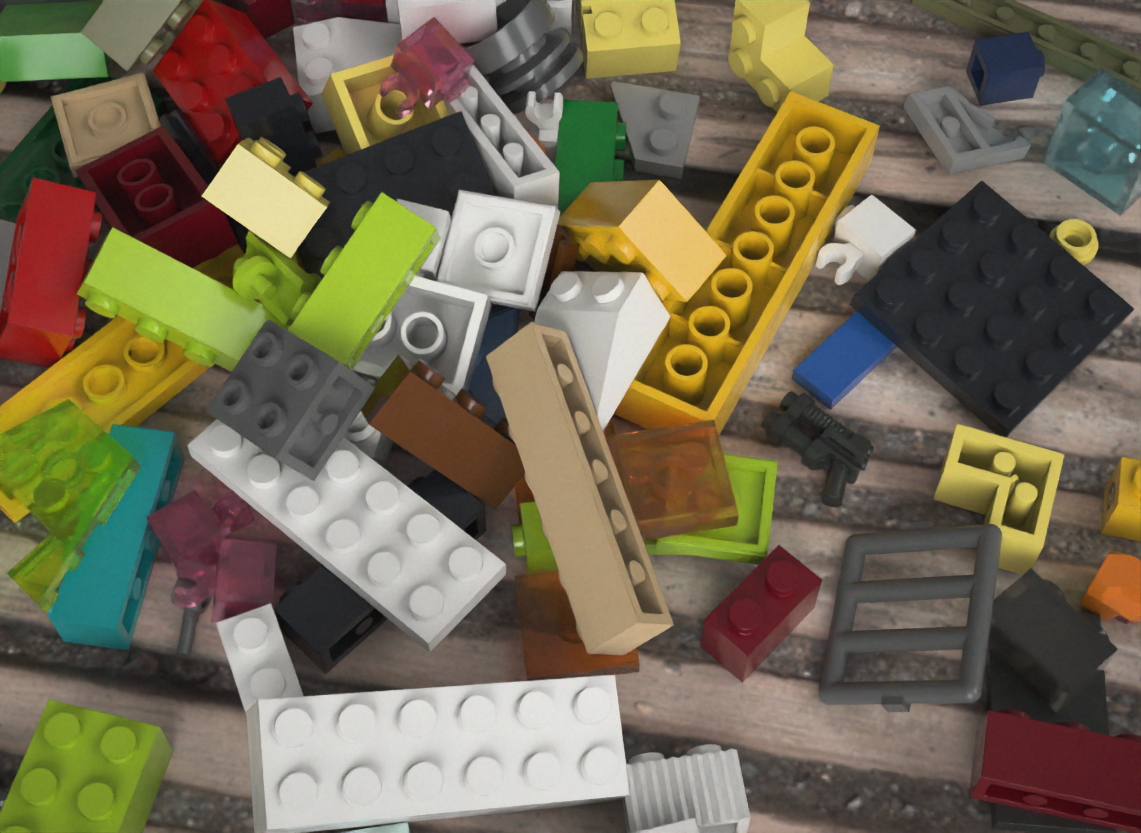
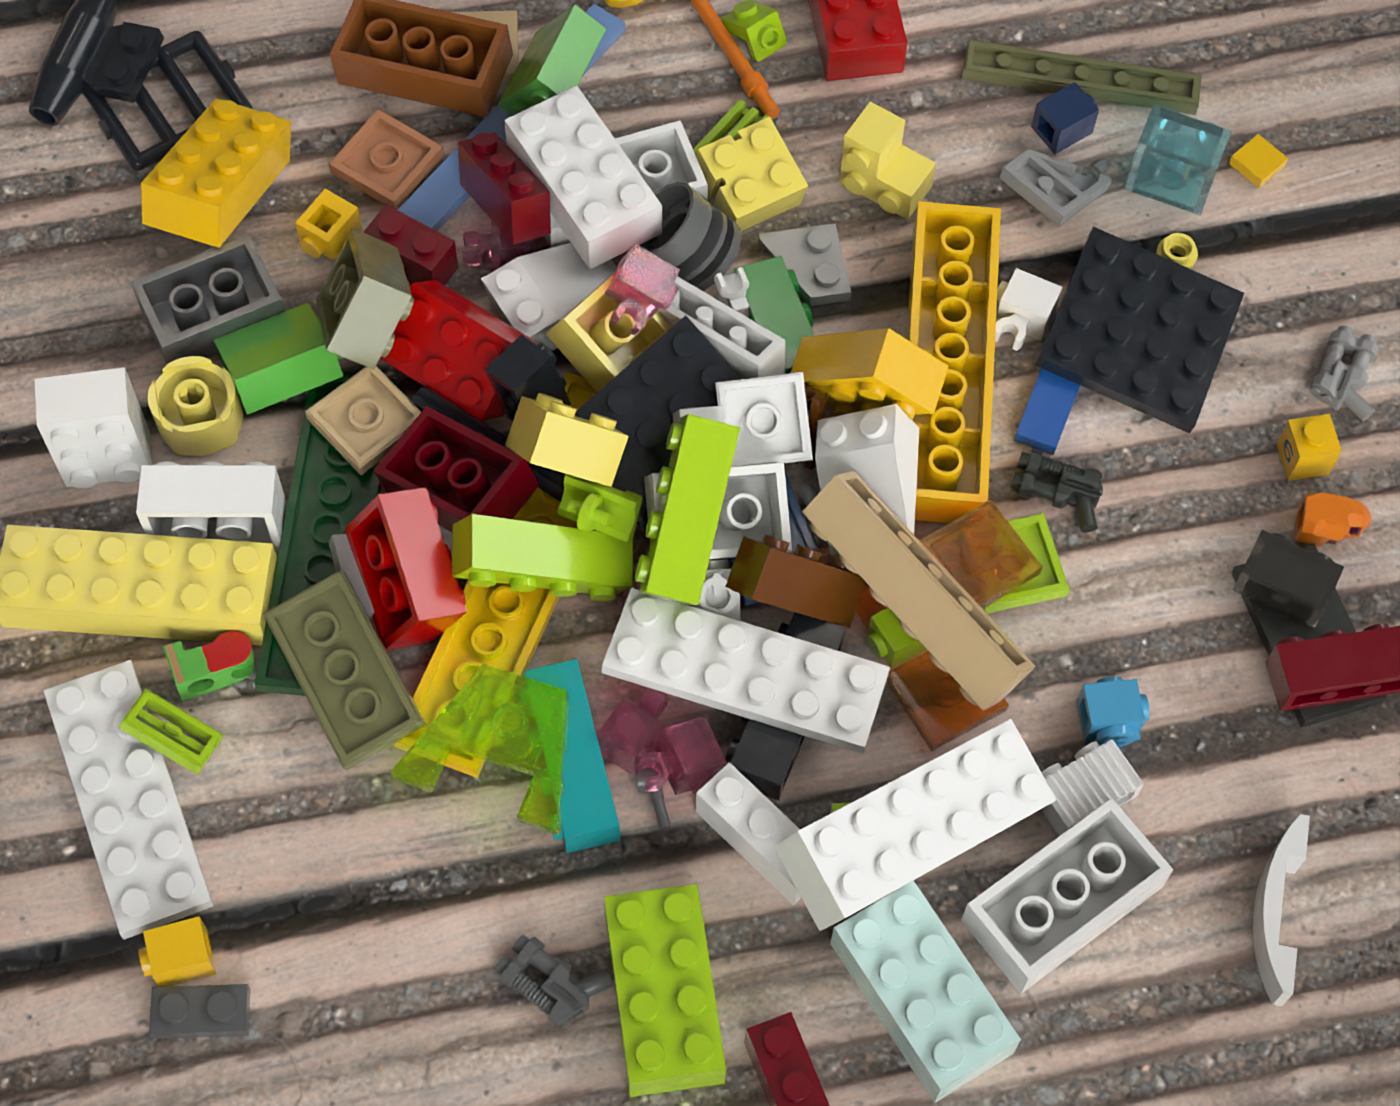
camera: 25 degrees left, 5 degrees up
(290, 399) = (679, 600): dark grey bracket -> none
(758, 718) = (1112, 711): none -> dark azure brick
(760, 613) = (1080, 633): dark red brick -> none
(972, 638) = (1245, 595): dark grey bar -> none
(1007, 484) = (1220, 472): light yellow brick -> none

